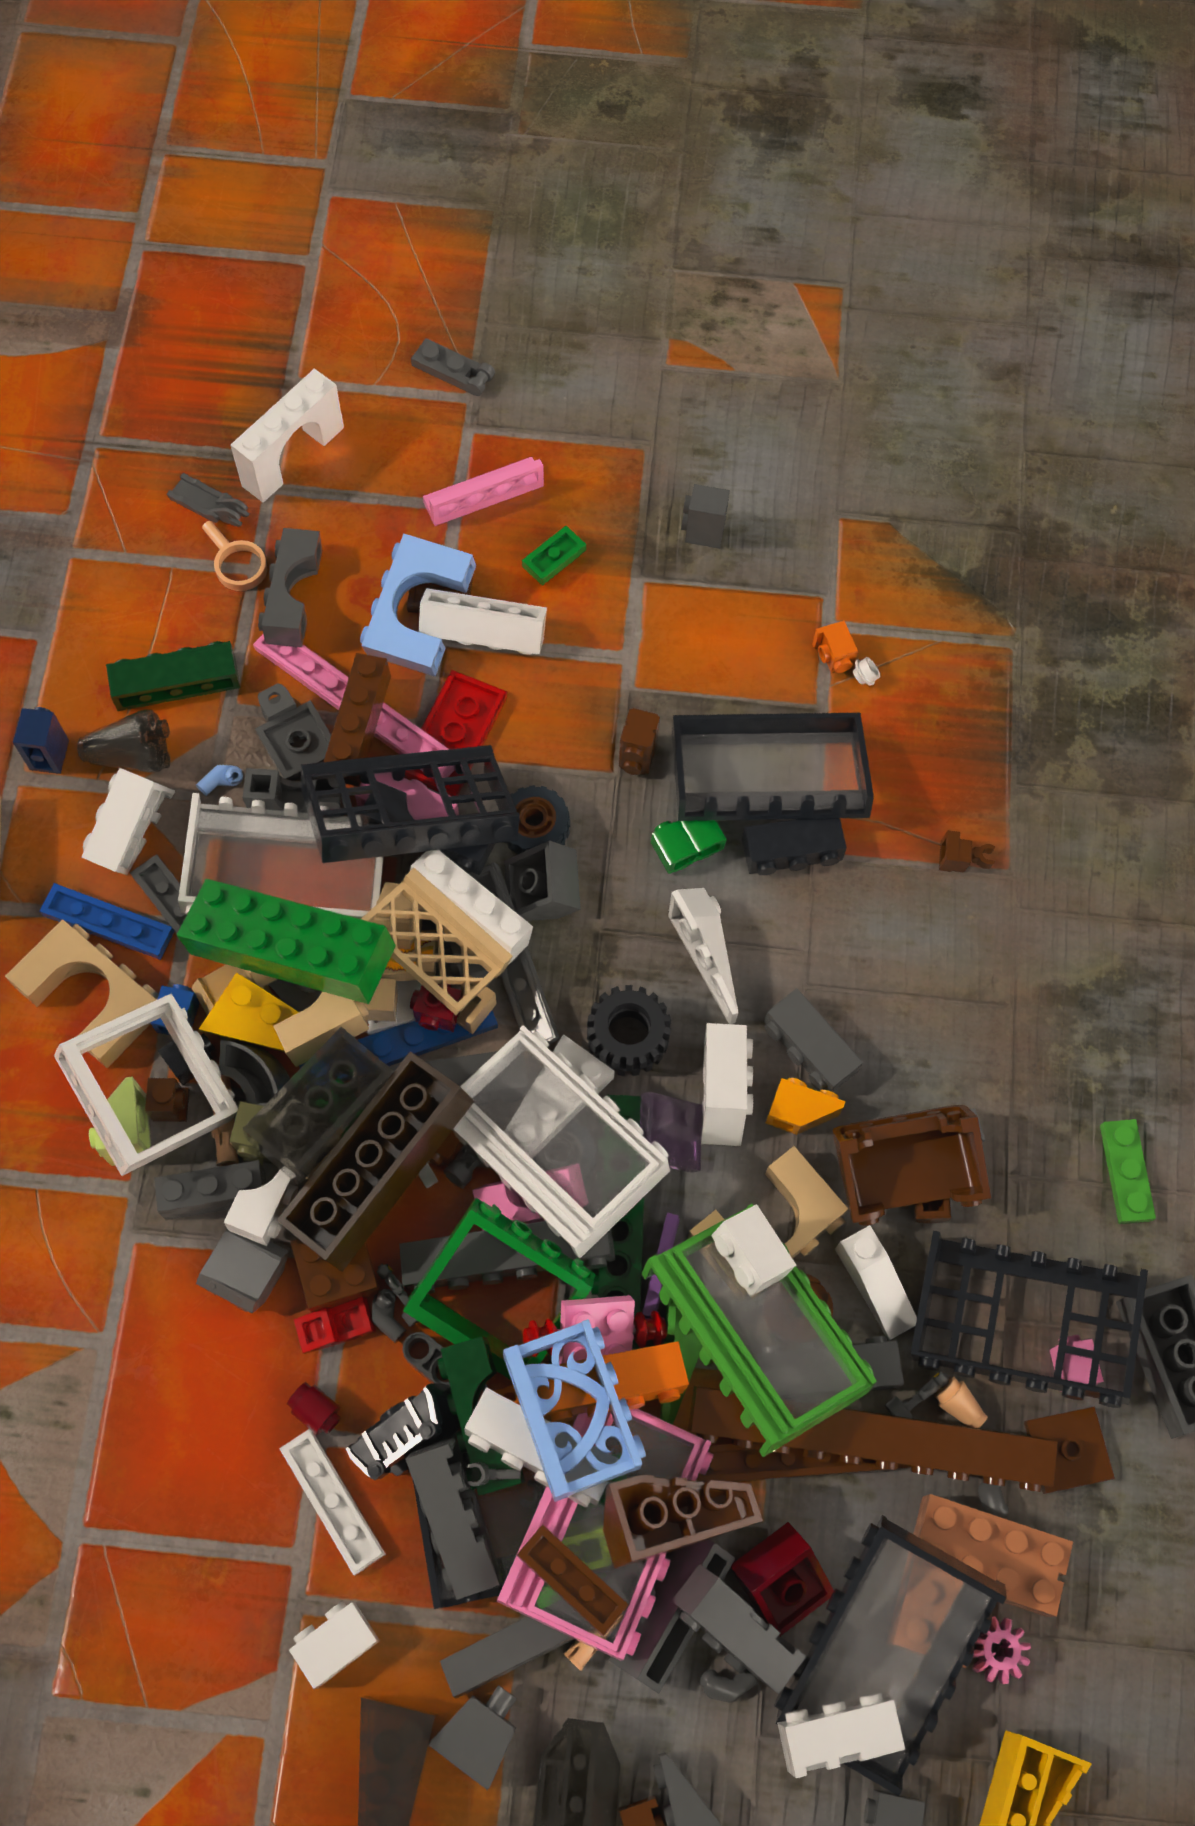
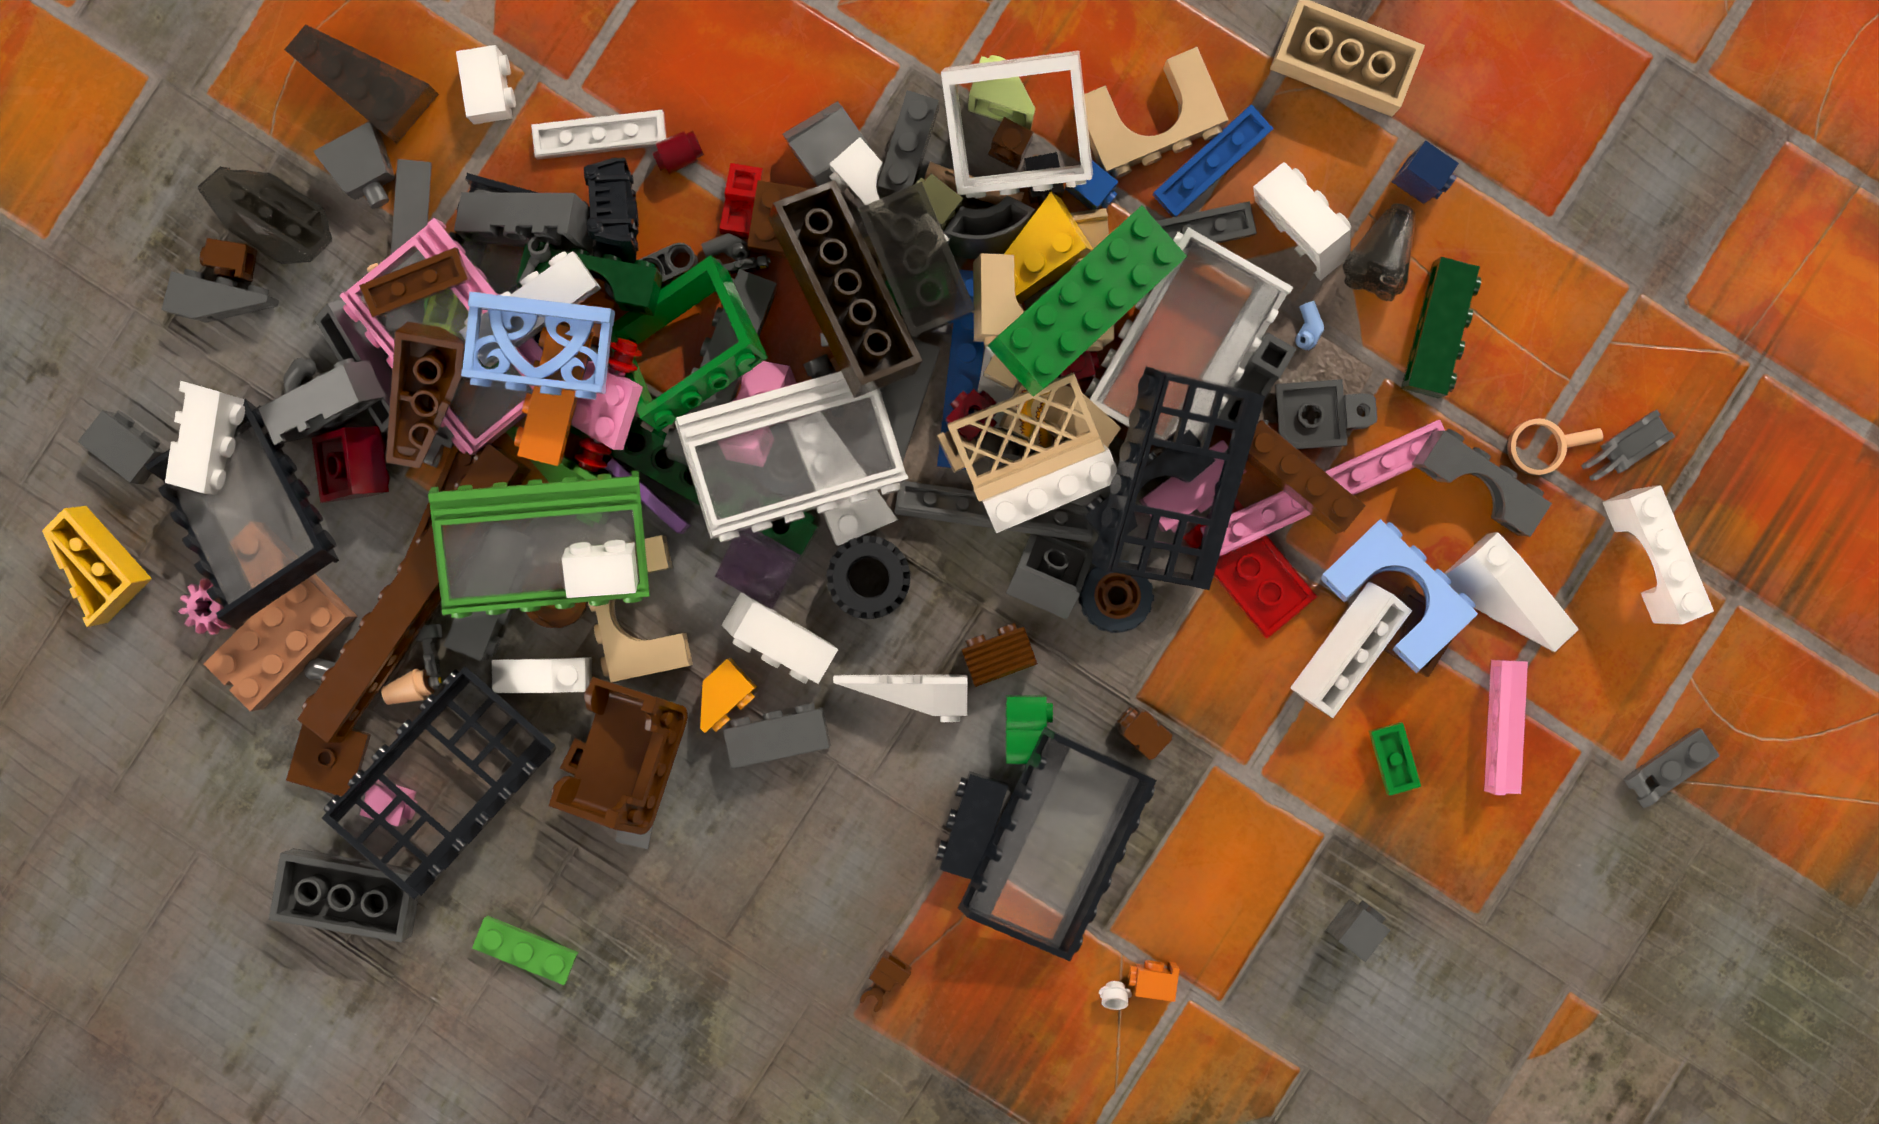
camera: 115 degrees right, 20 degrees up
(370, 533) = (1510, 592): none -> white wedge
(636, 891) = (998, 655): none -> reddish brown brick

